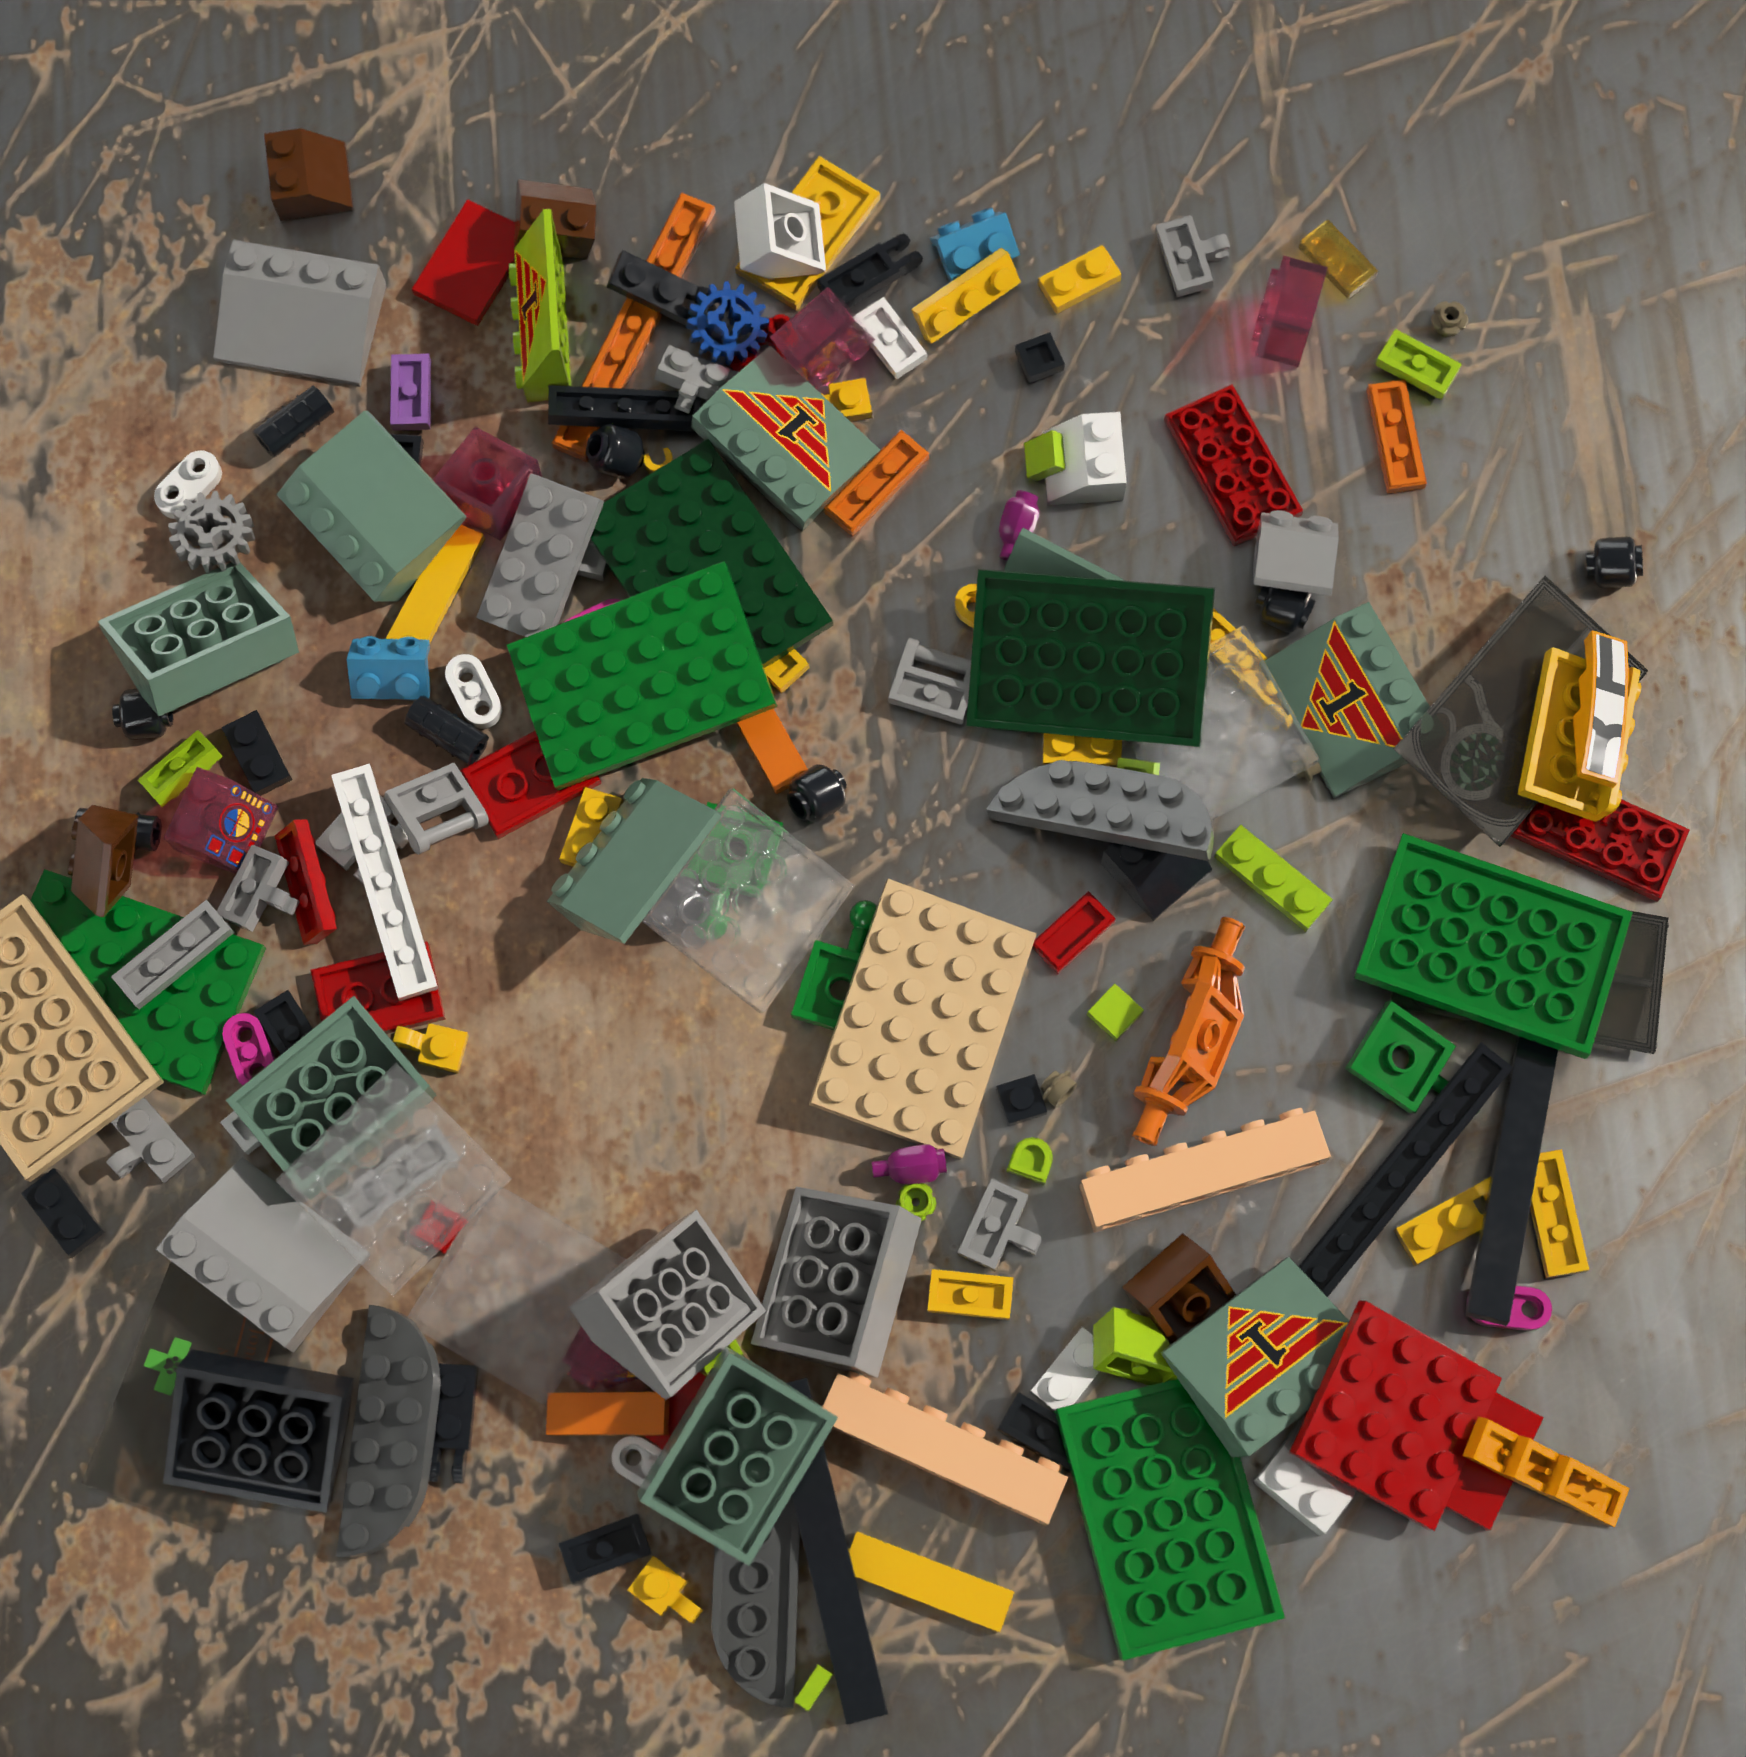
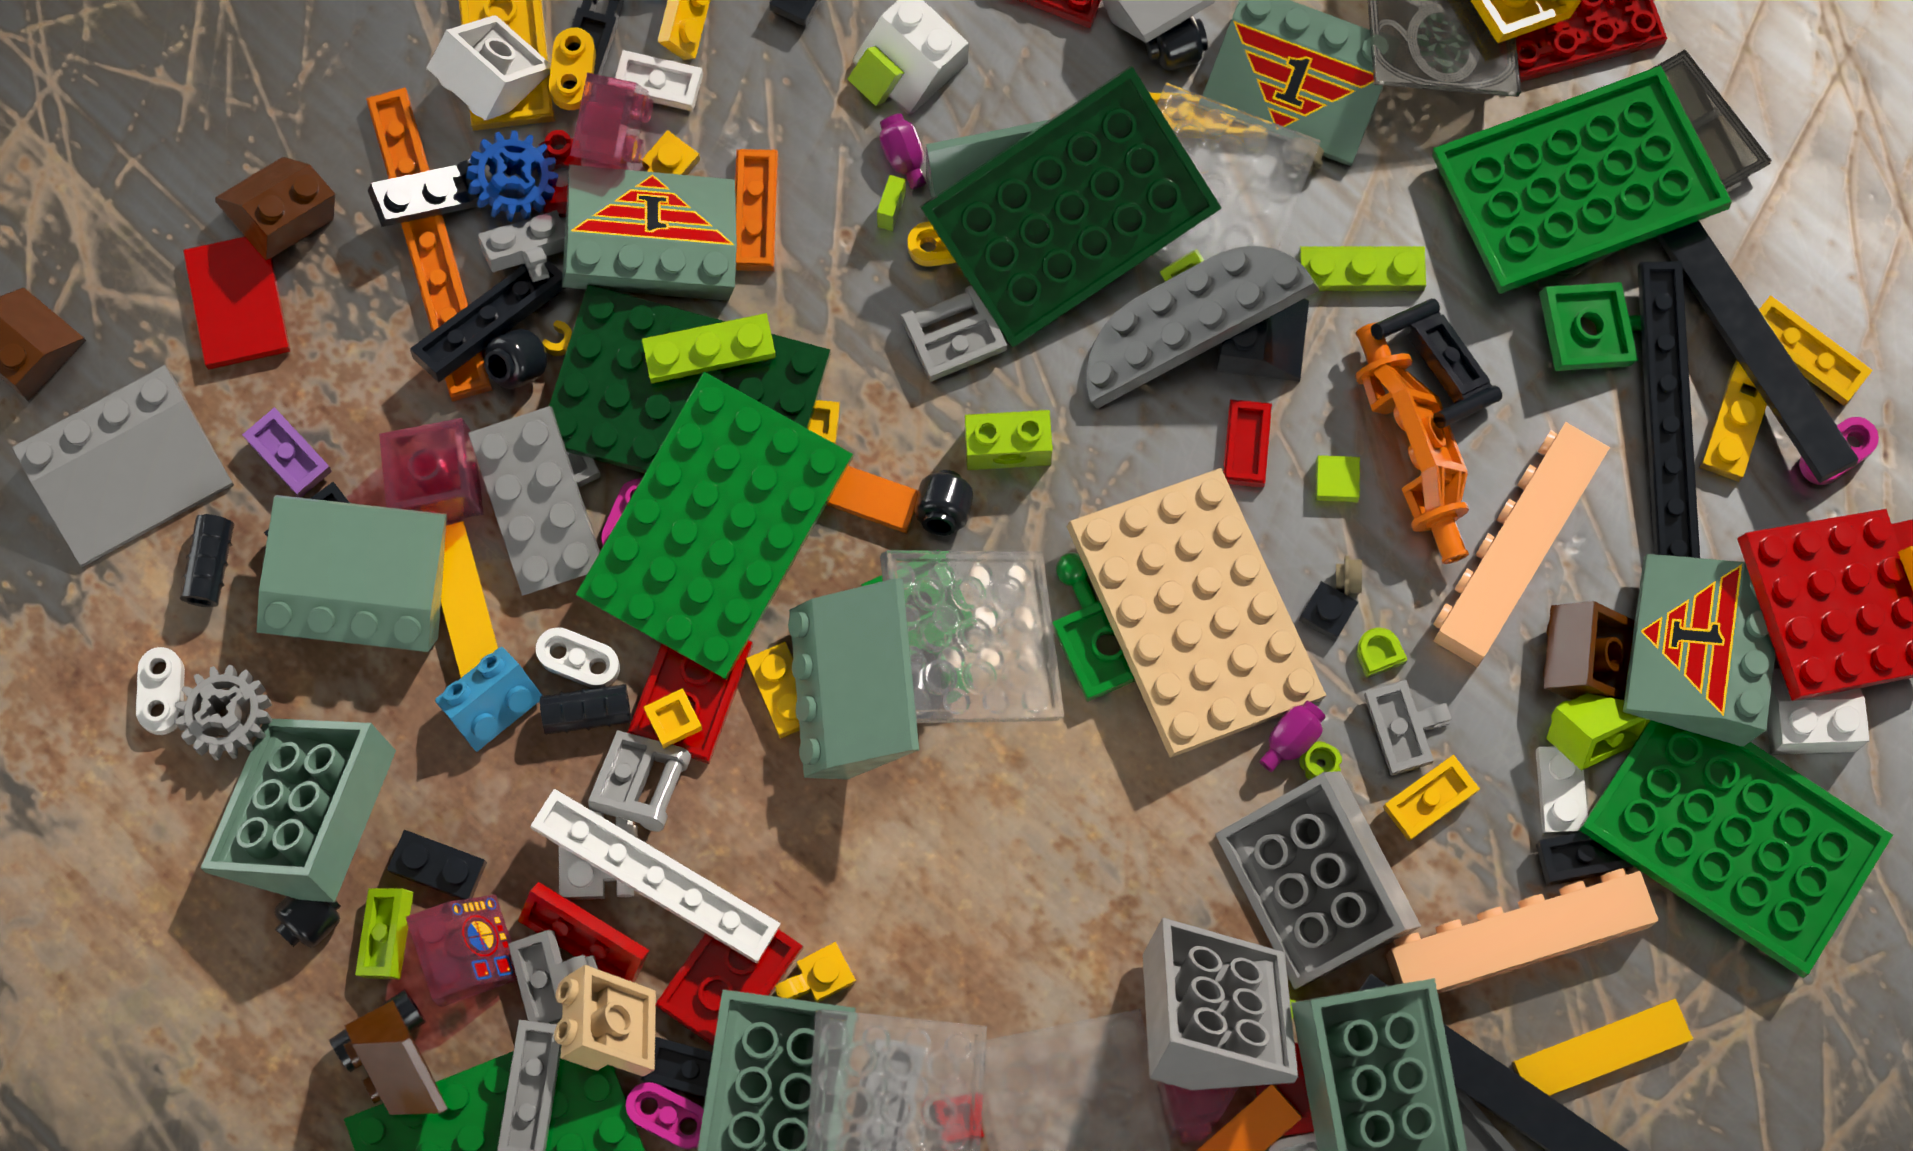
camera: 45 degrees left, 0 degrees up
(262, 951) = (606, 1021): none -> tan plate
(495, 785) = (672, 718): none -> yellow plate
(540, 311) = (344, 290): lime slope -> none
(747, 549) = (708, 348): none -> lime plate
(833, 275) = (572, 66): none -> yellow plate
(901, 787) = (1008, 440): none -> lime brick
(973, 554) = (891, 203): none -> lime tile
(1081, 749) = (1115, 295): yellow plate -> none
(1273, 991) = (1446, 358): none -> black plate

